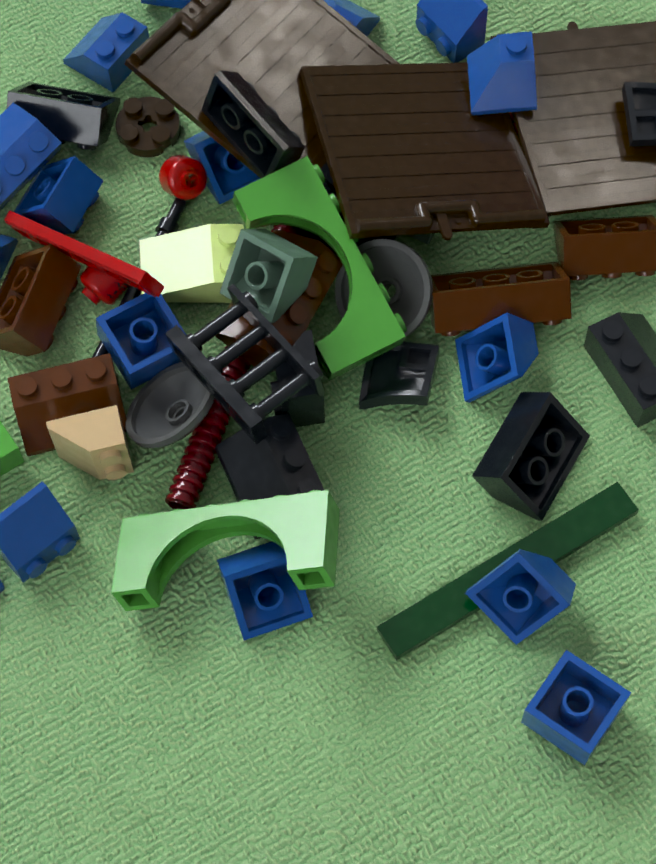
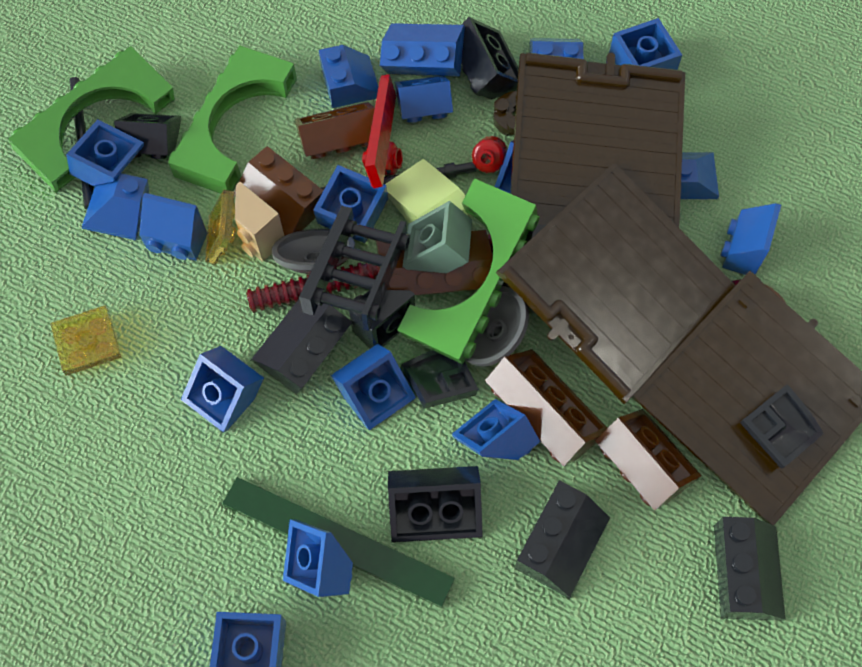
camera: 55 degrees right, 0 degrees up
(73, 481) = (220, 227): none -> clear yellow plate
(101, 701) = (85, 340): none -> clear yellow plate
(159, 543) = (258, 375): arch -> none
(250, 124) = (537, 156): black slope -> none
(365, 438) = (373, 386): none -> blue slope
(503, 75) = (720, 297): blue slope -> none

